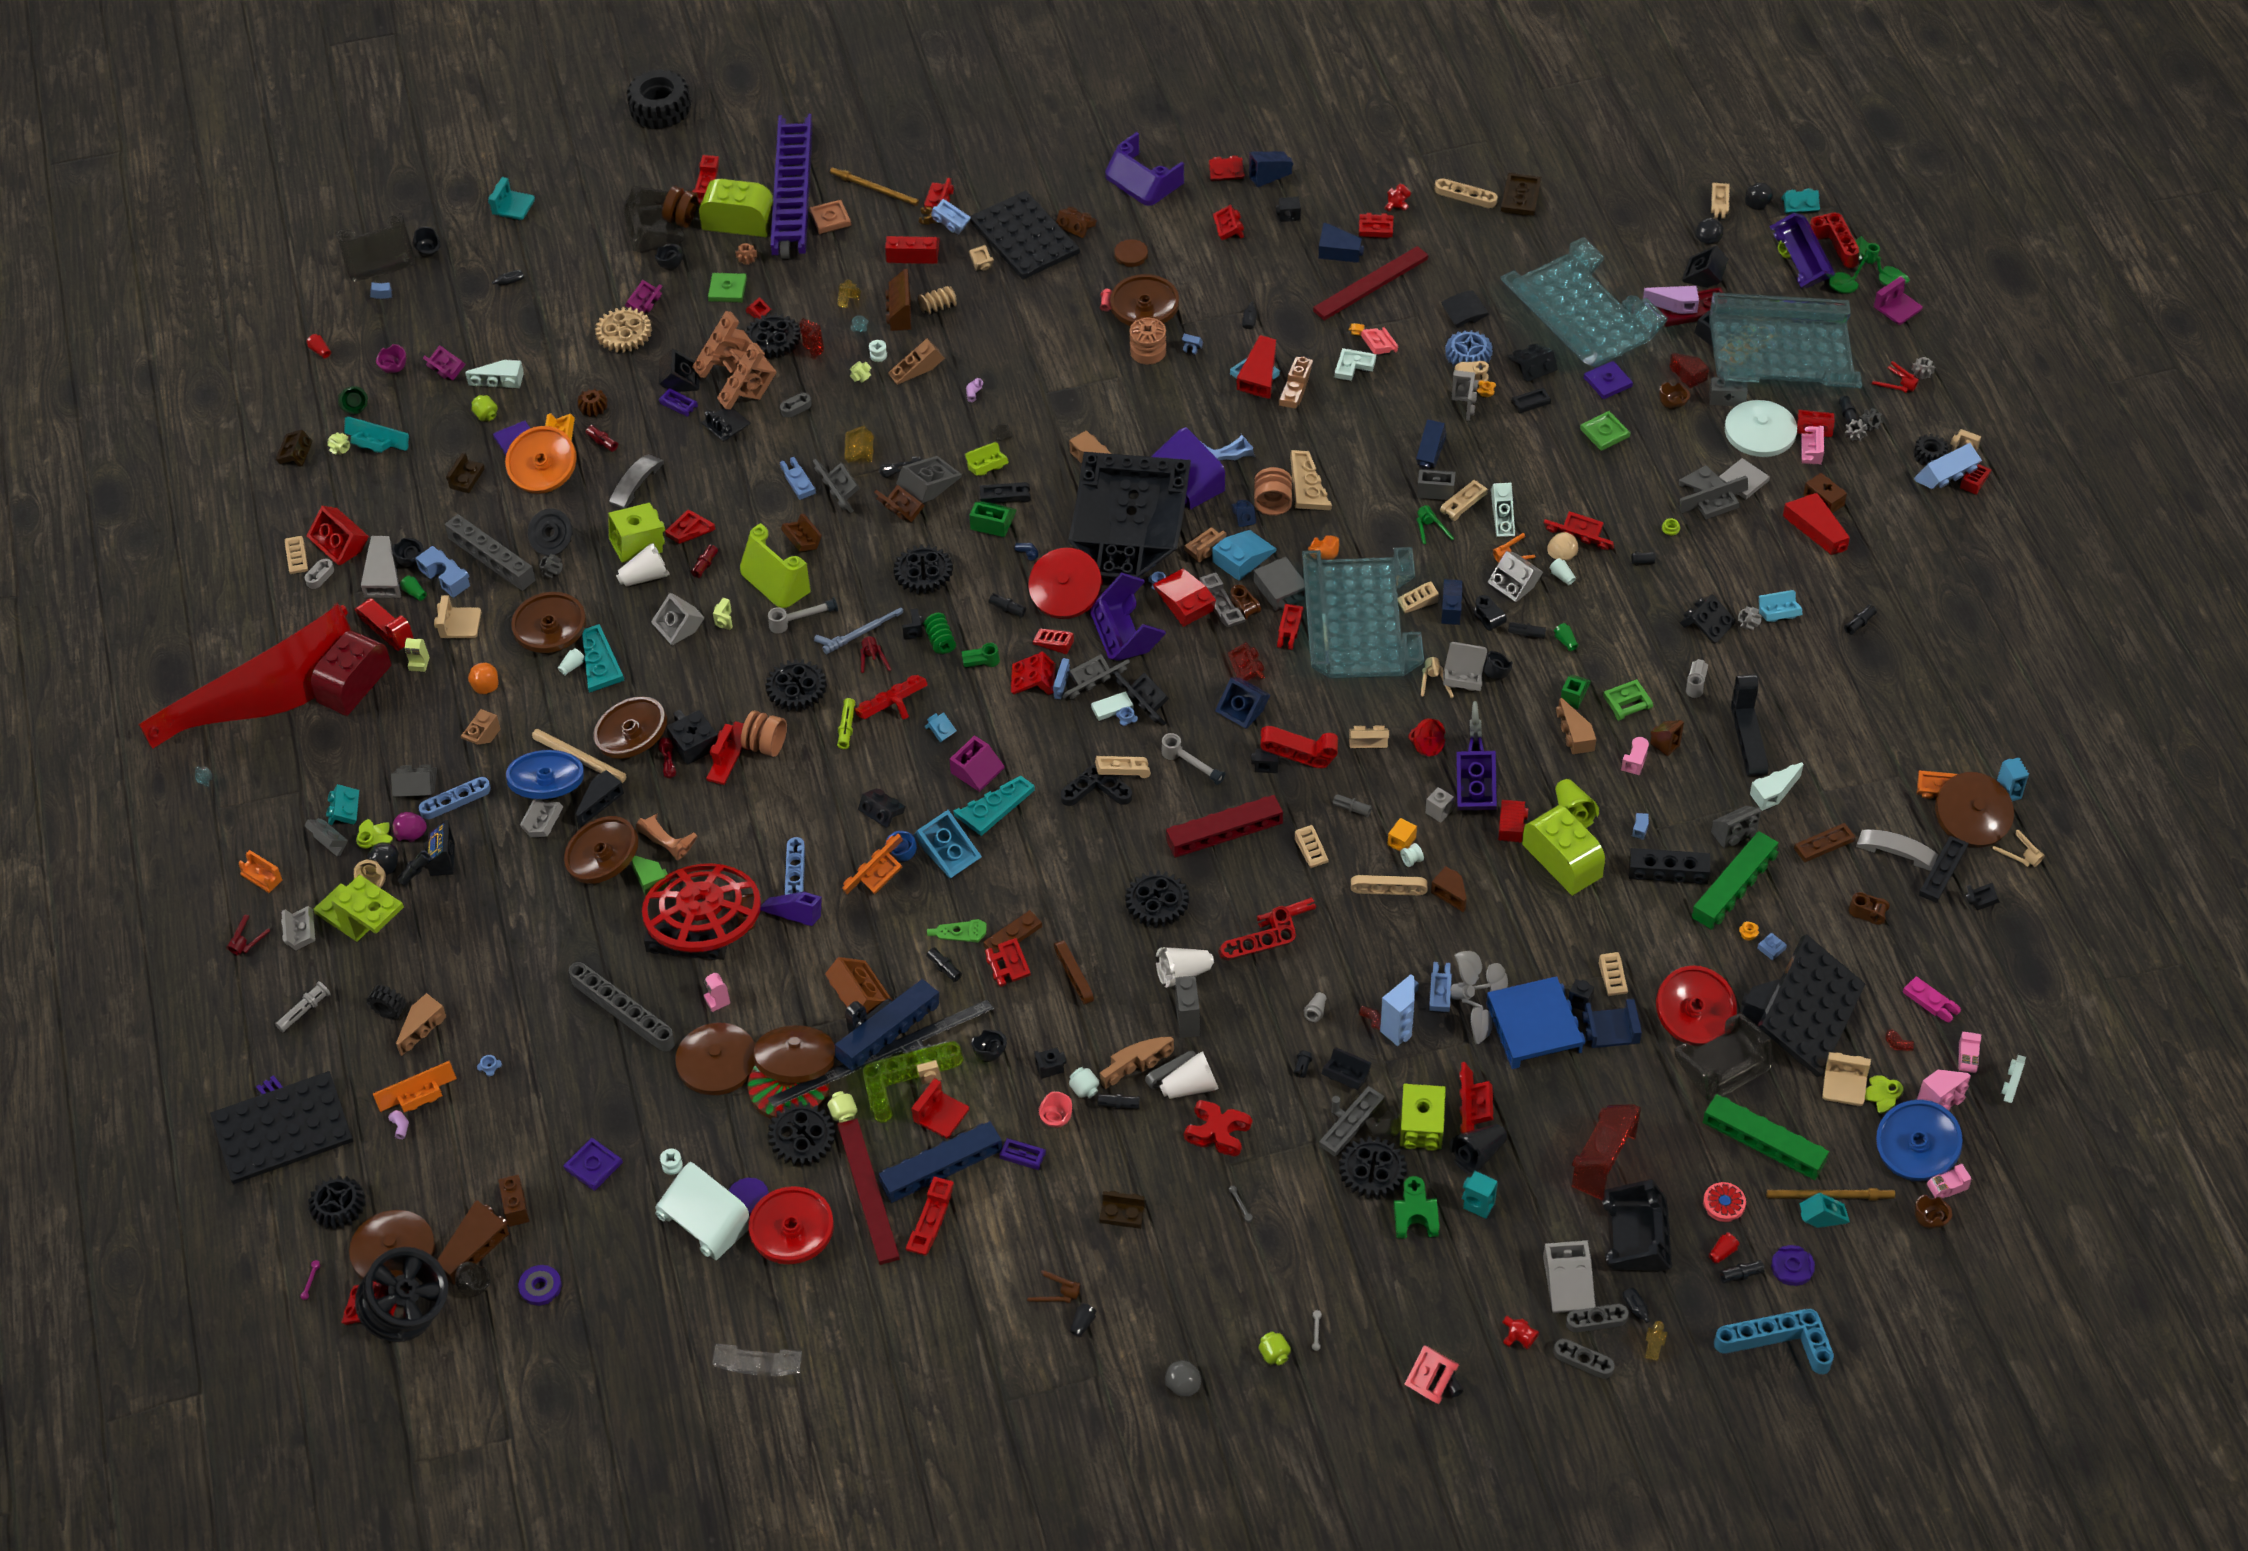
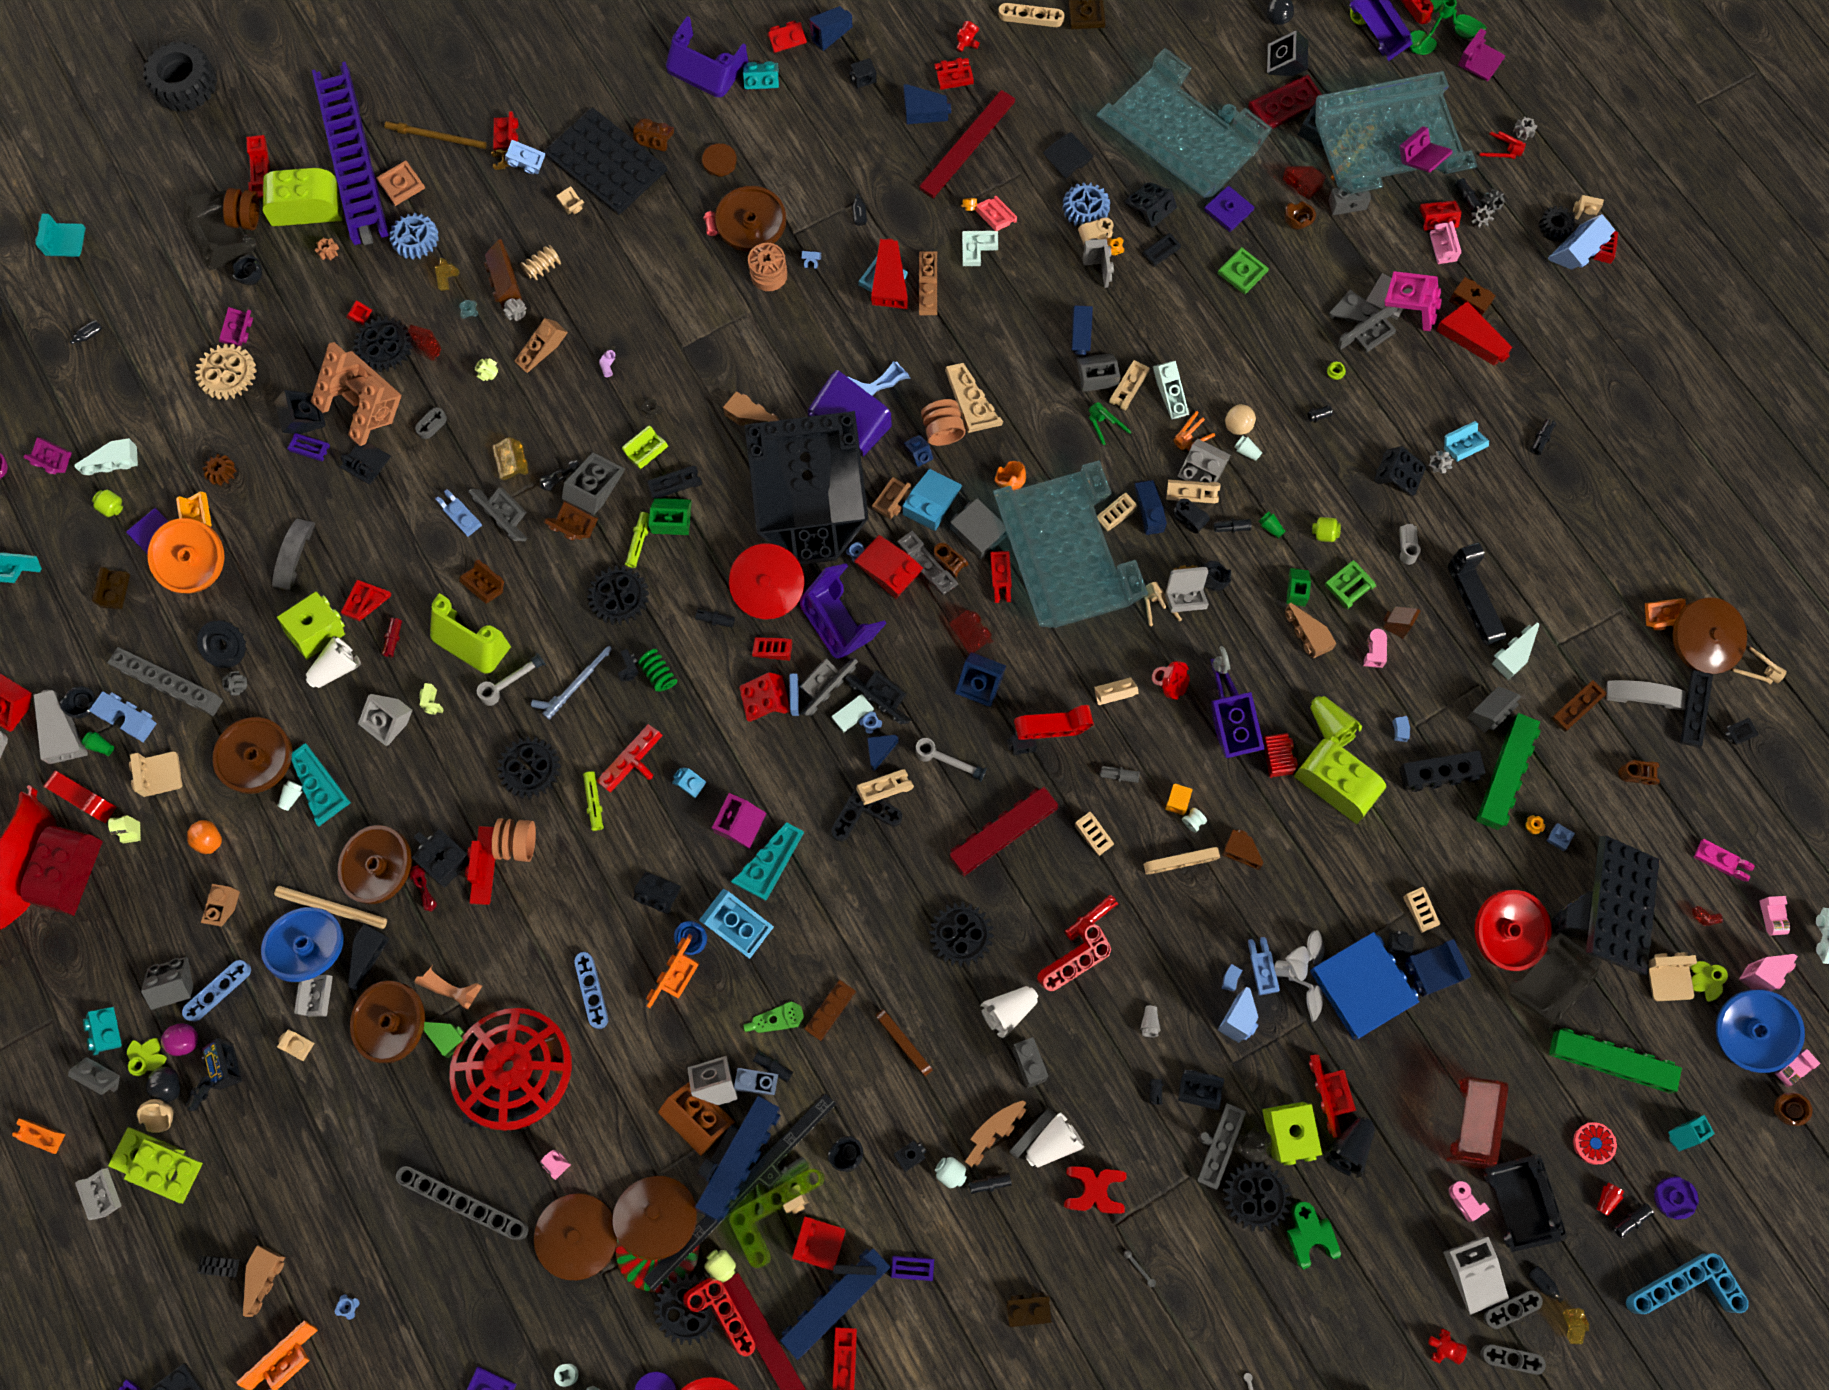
camera: 15 degrees left, 20 degrees up
(238, 943) = (41, 1229): dark red plant -> none
(309, 1001) = (136, 1280): light grey pin -> none
(511, 853) = (295, 1044): none -> tan bracket
(608, 443) = (242, 511): dark red pin -> none
(727, 287) = (319, 293): bright green plate -> none
(799, 907) = (603, 1039): dark purple slope -> none
(828, 258) = (421, 228): none -> medium blue gear
(832, 1144) = (724, 1318): none -> red beam
(871, 648) = (591, 704): dark red plant -> none
(878, 350) = (500, 340): light aqua wheel -> none
(885, 964) = (712, 1081): none -> light grey slope
(902, 331) = (514, 309): none -> light grey gear
(912, 249) = (496, 204): red slope -> none
(921, 967) = (755, 1082): none -> sand blue slope
(955, 530) = (640, 532): none -> lime pin
(967, 1129) = (852, 1269): none -> black tile
(986, 655) = (703, 687): green piece -> none
(1013, 959) = (841, 1046): red plate -> none
(1029, 548) = (718, 544): dark blue arm -> none
(1056, 1109) = (933, 1215): coral hair -> none
(1129, 736) = (880, 748): none -> dark blue slope
(1191, 194) = (761, 75): none -> teal bracket
(1228, 222) = (807, 103): red bracket -> none
(1371, 1014) = (1212, 1020): clear red arm -> none
(1439, 804) = (1205, 754): light grey brick -> none
(1479, 1194) = (1369, 1206): teal brick -> none
(1498, 593) = (1193, 491): none -> tan plate
(1579, 1220) = (1465, 1201): none -> bright pink leg
(1581, 527) = (1252, 392): red bracket -> none
(1618, 650) = (1326, 529): none -> lime head
(1676, 299) = (1270, 101): lavender slope -> none
(1760, 428) = (1389, 233): light aqua dish -> none
(1771, 473) = (1424, 295): none -> dark pink bracket
(1806, 361) = (1422, 154): none -> magenta bracket
(1871, 1194) = (1726, 1098): pearl gold bar -> none
(2013, 777) = (1738, 591): dark azure brick -> none

